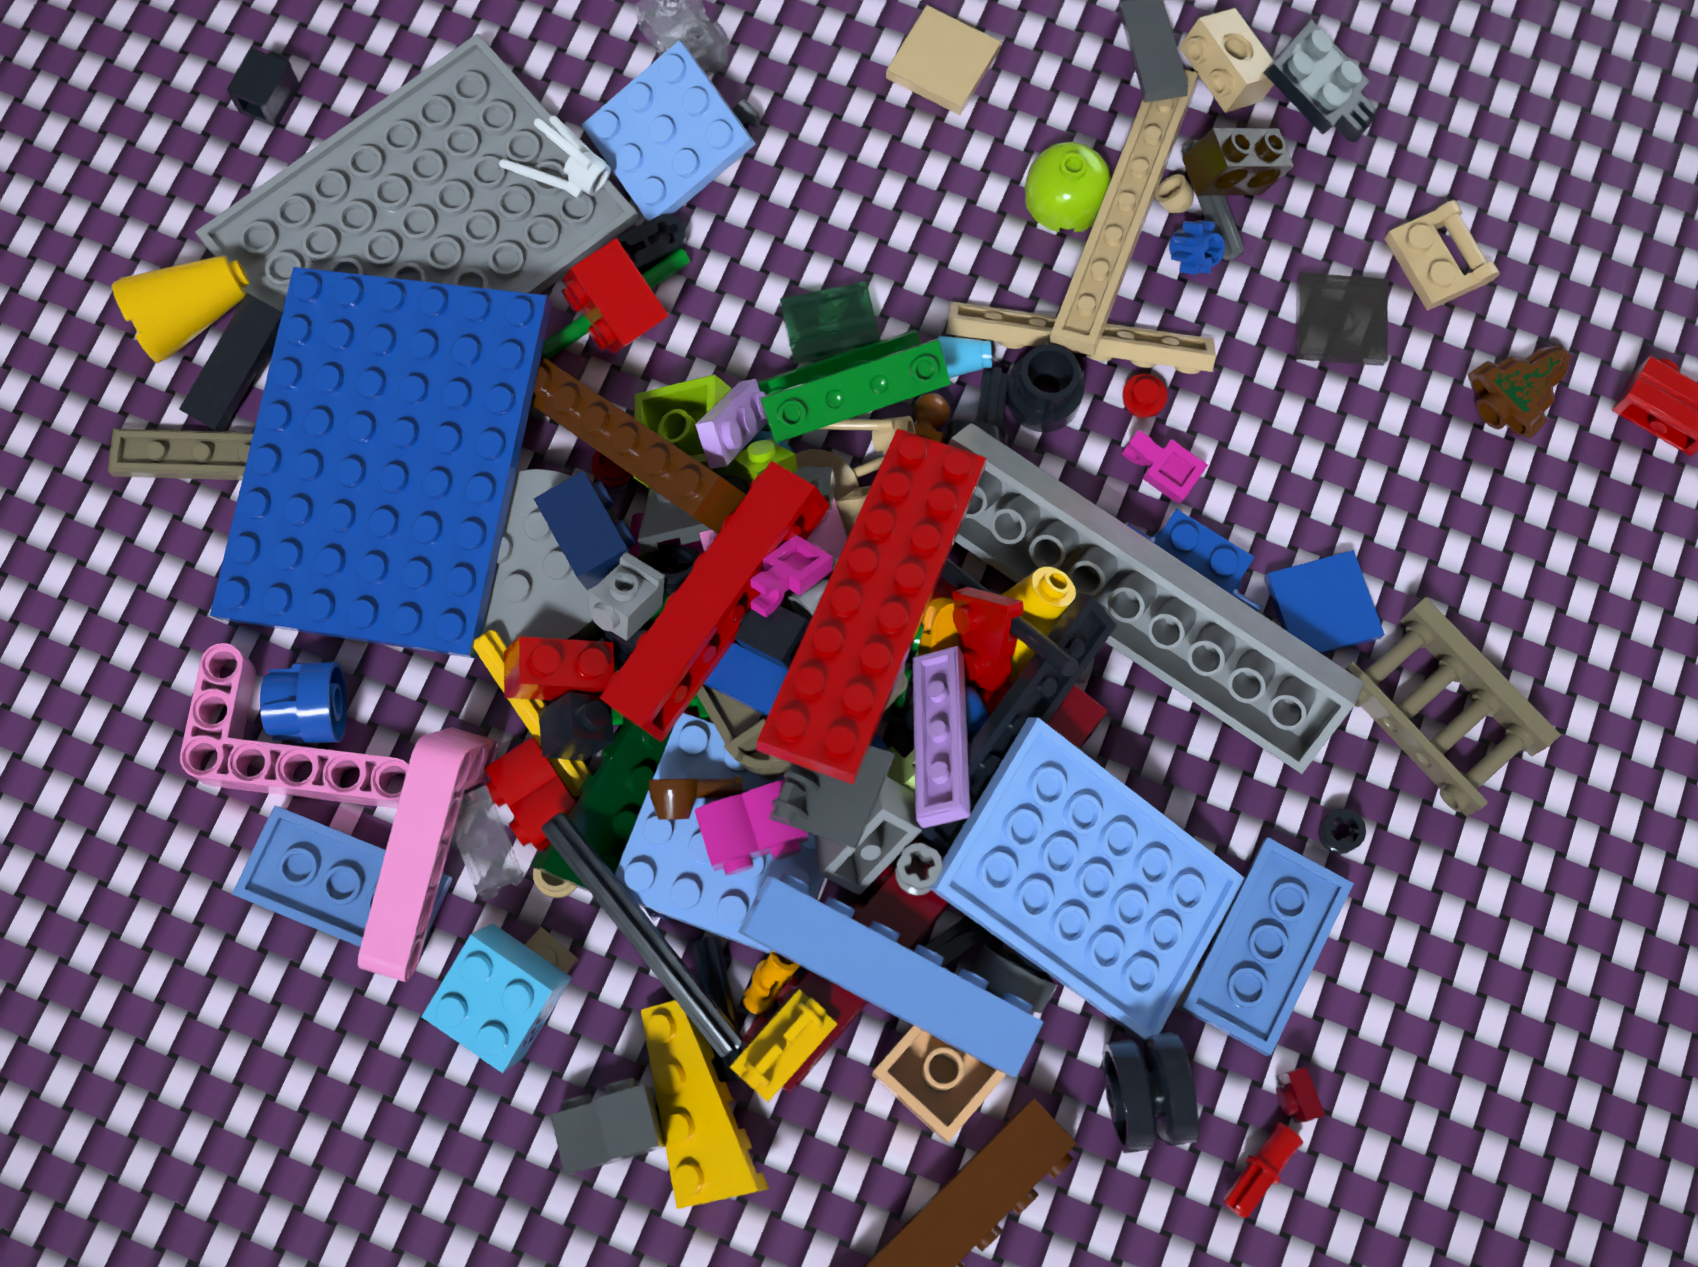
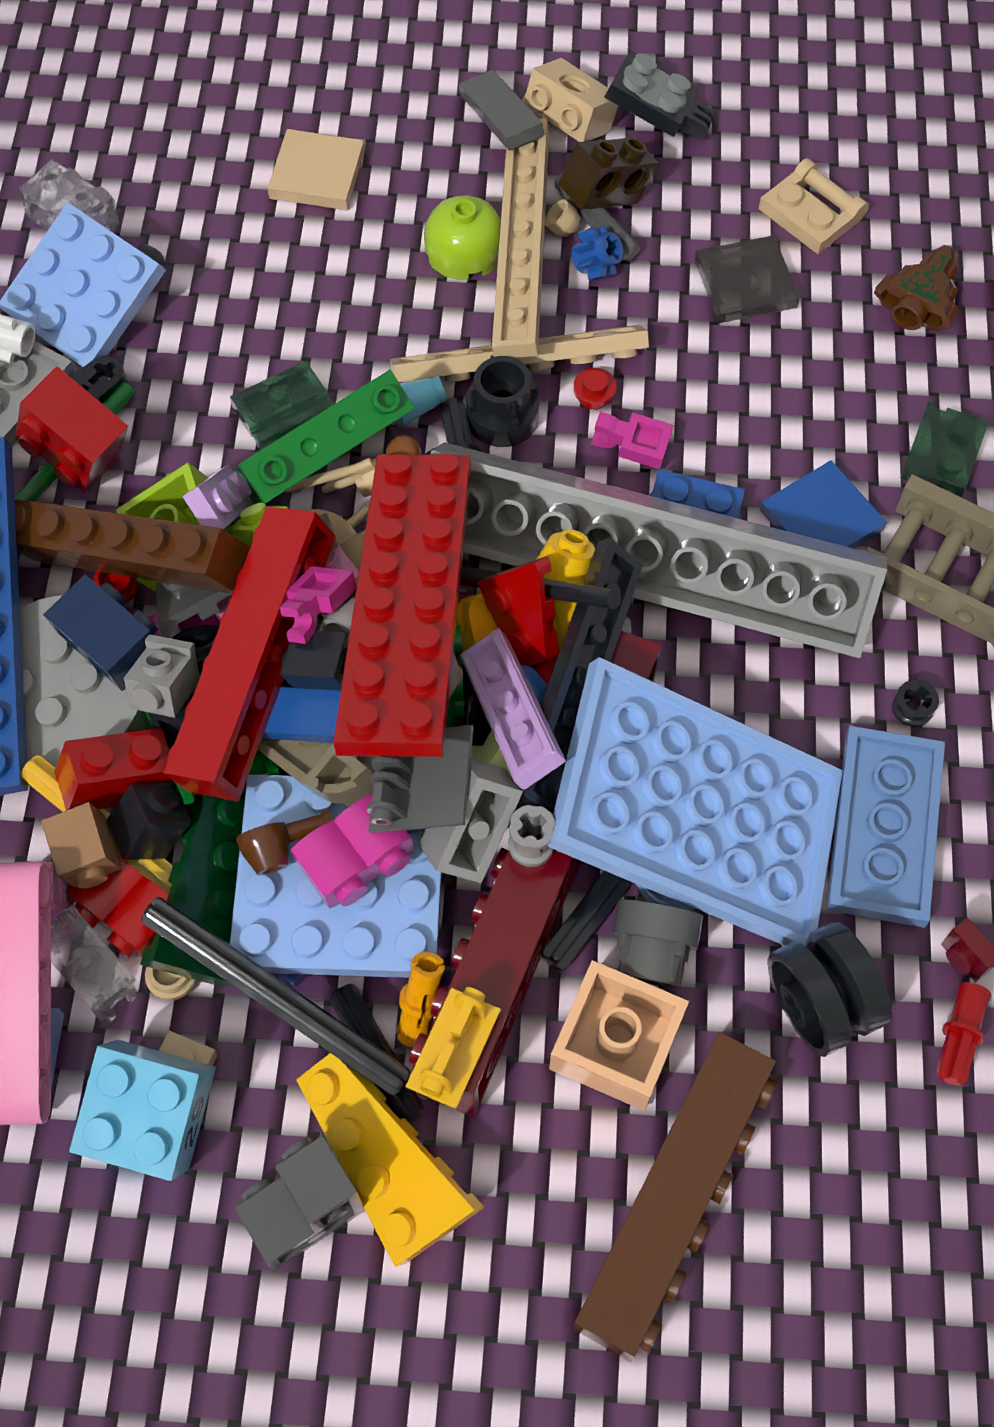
camera: 15 degrees left, 10 degrees down
(508, 735) = (81, 846): none -> medium nougat brick
(890, 975) = (538, 942): medium blue brick -> none
(1474, 572) = (945, 448): none -> clear green plate

